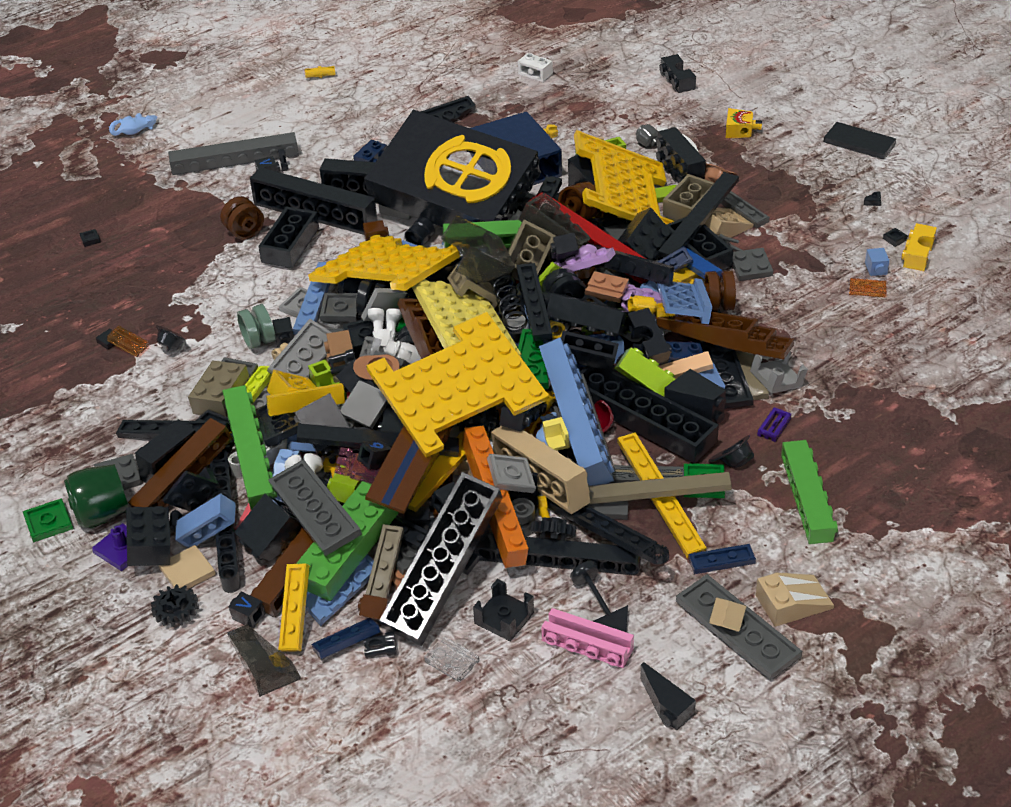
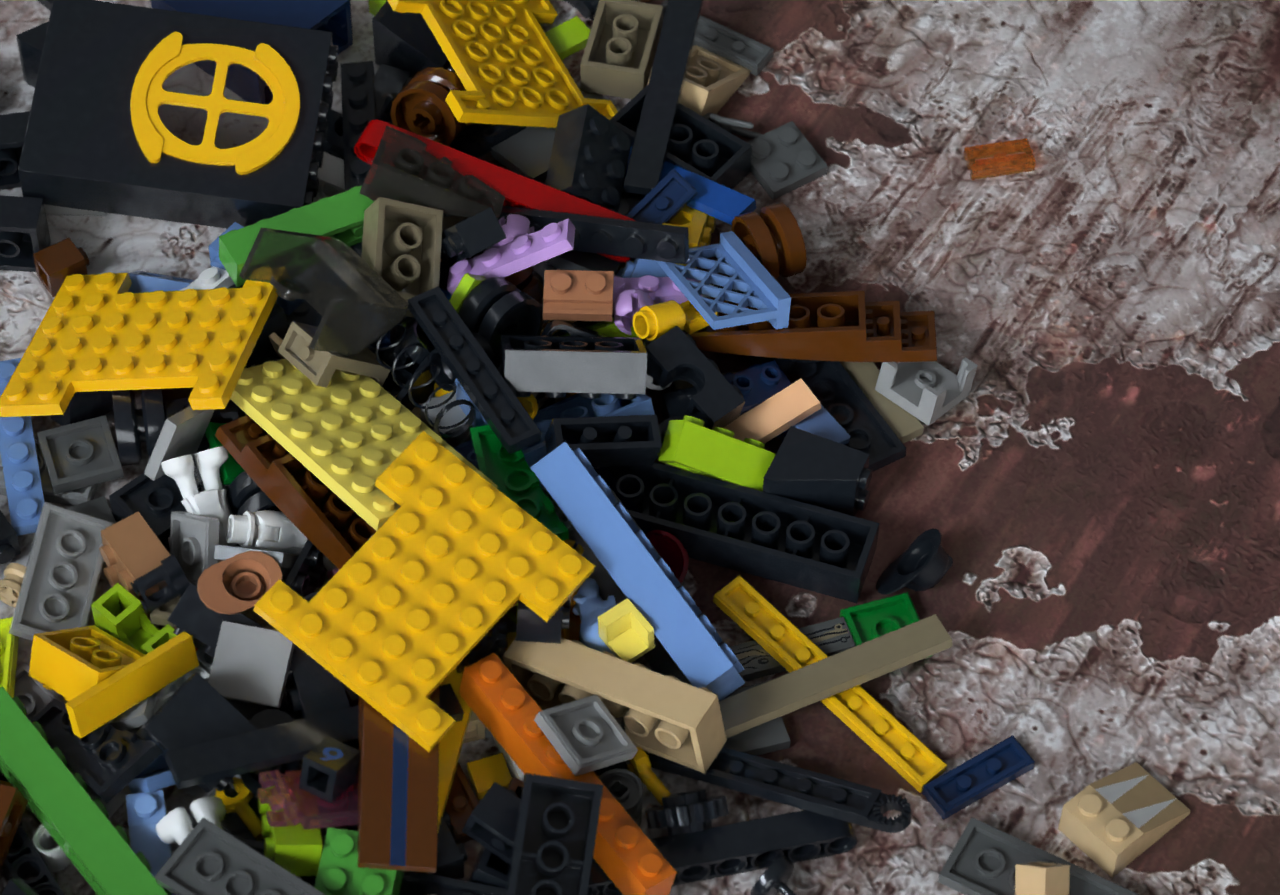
camera: 25 degrees left, 10 degrees up
(420, 231) = (150, 244): black wheel -> none
(762, 430) = (952, 507): dark purple tile -> none
(808, 492) = (1067, 606): bright green brick -> none
(877, 261) = (997, 102): medium blue brick -> none
(895, 237) = (1003, 38): black tile -> none
(918, 247) = (1055, 71): yellow arch -> none

